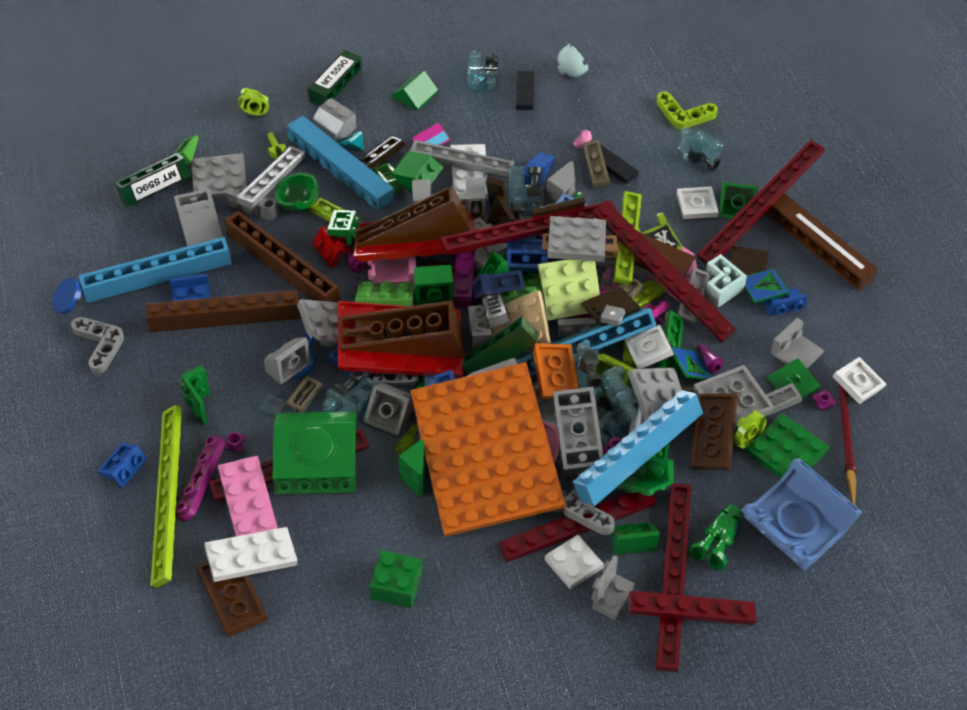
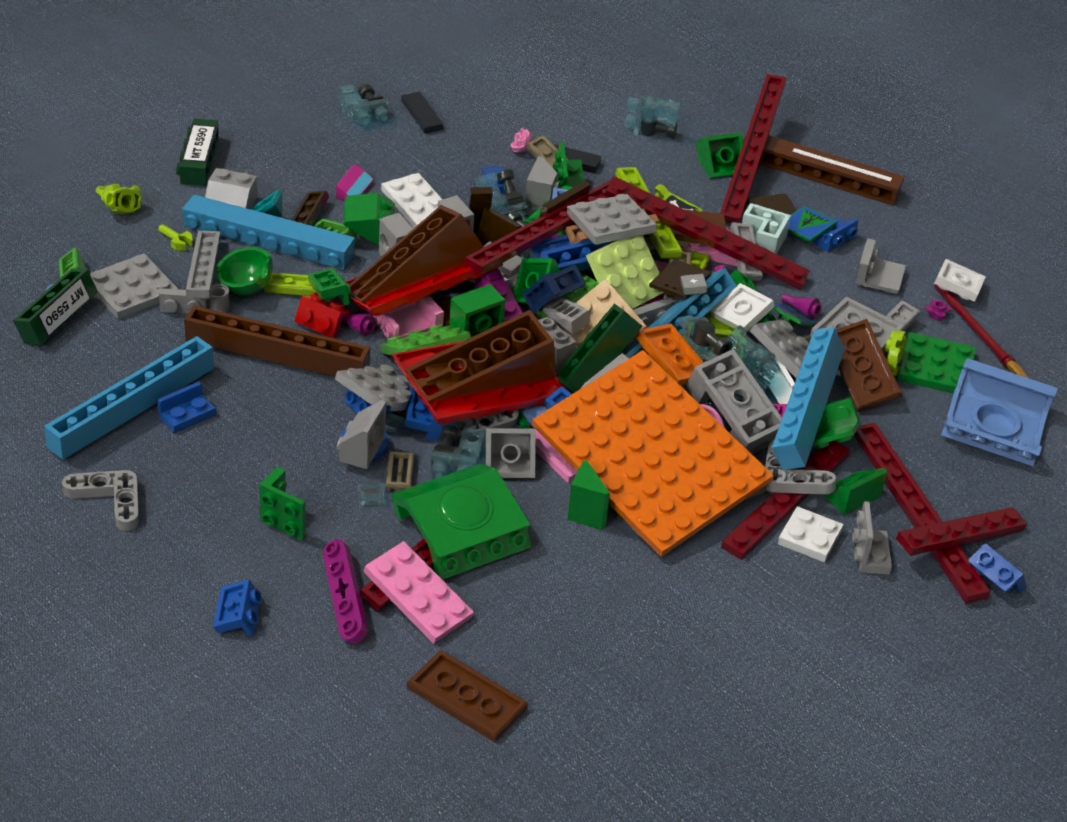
camera: 30 degrees left, 10 degrees down
(66, 295) = (38, 455): blue tile -> none
(166, 497) = (320, 624): lime plate -> none
(198, 217) = (140, 329): light grey slope -> none
(222, 311) = (243, 416): reddish brown brick -> none
(235, 437) = (357, 542): magenta plate -> none
(250, 554) = (462, 646): white plate -> none
(396, 579) = (644, 612): green brick -> none
(407, 440) = (554, 483): clear neon green cone -> none
(416, 91) = (300, 141): slope -> none
(463, 158) = (413, 189): light grey tile -> none
(571, 62) = (457, 70): light aqua cylinder -> none
(594, 182) = (568, 171): none -> green bracket
(682, 119) = (601, 97): lime beam -> none
(696, 653) = (997, 569): none -> blue bracket
(697, 202) = (683, 169): white plate -> none
(722, 528) = (935, 451): green piece -> none
(797, 374) = (892, 293): green piece -> none

